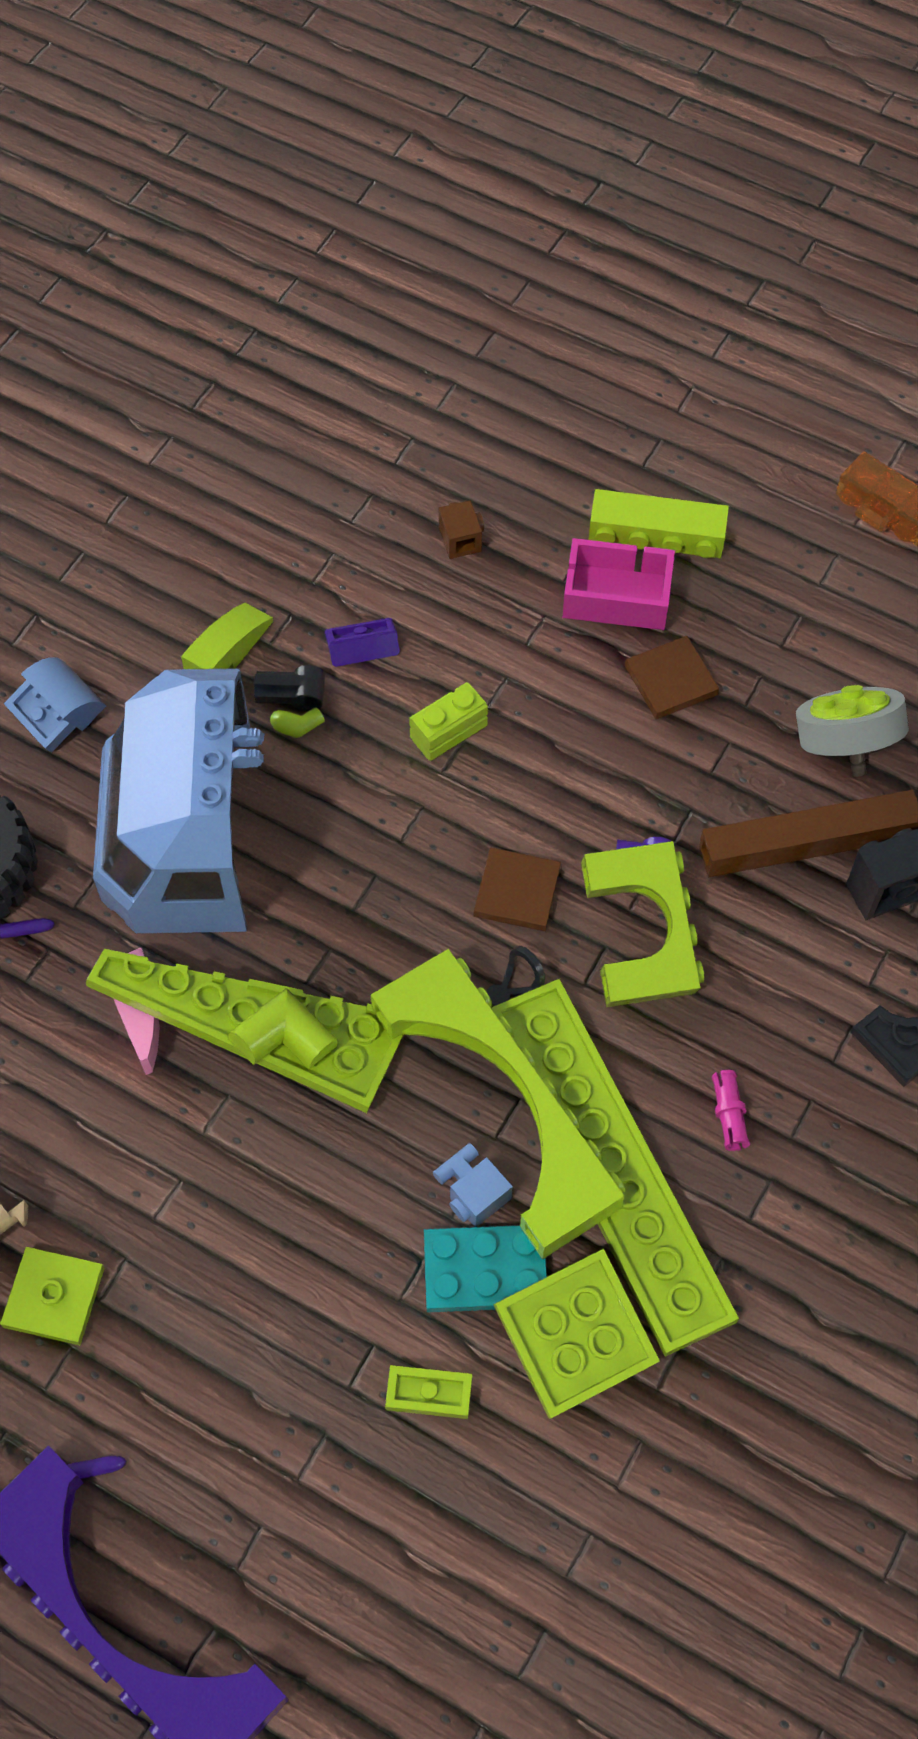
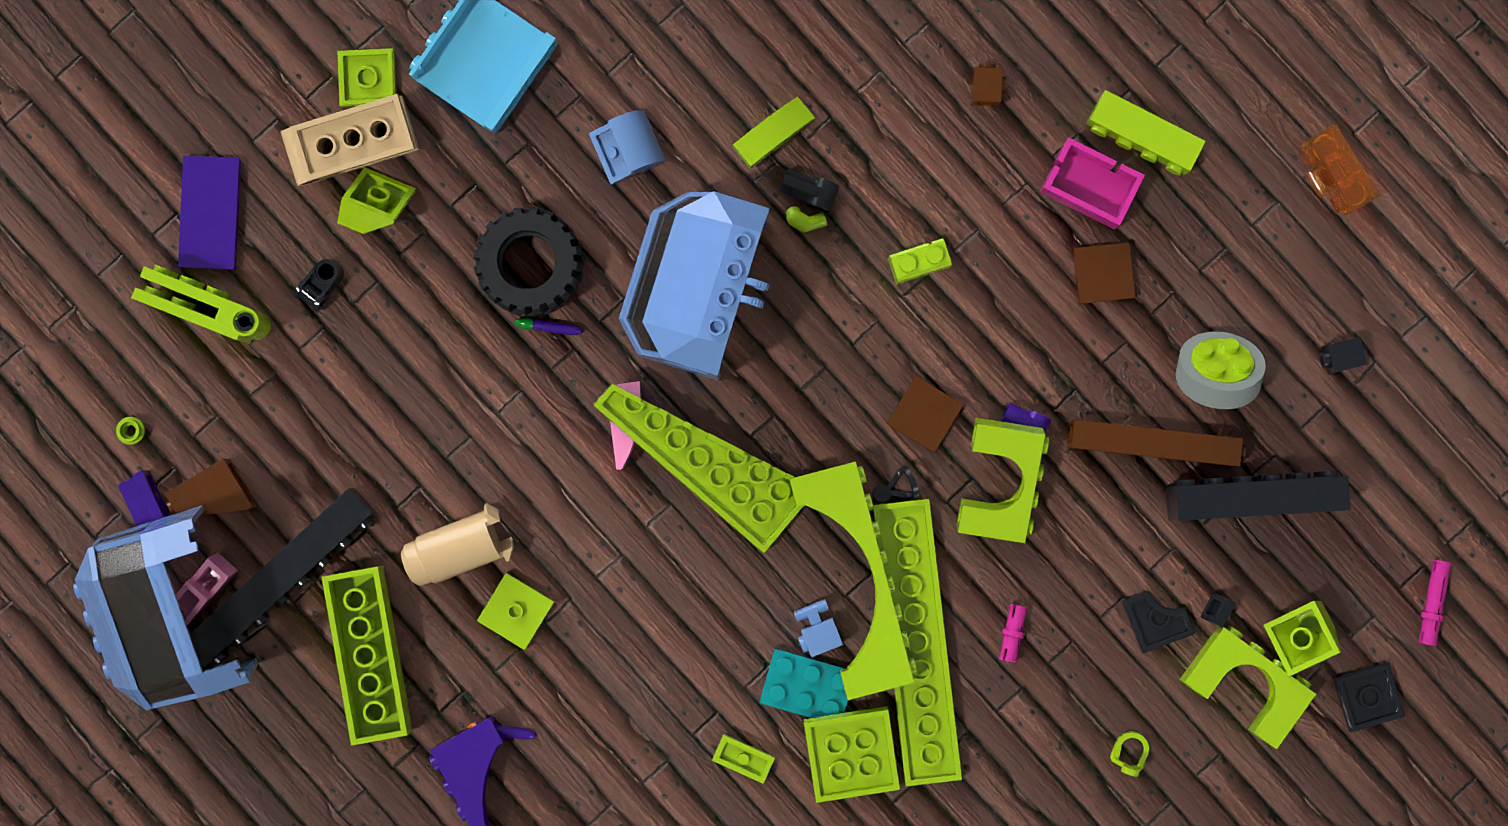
camera: 15 degrees right, 25 degrees up
(283, 1021) = (721, 475): lime brick -> none
(362, 642) = (877, 161): dark purple slope -> none

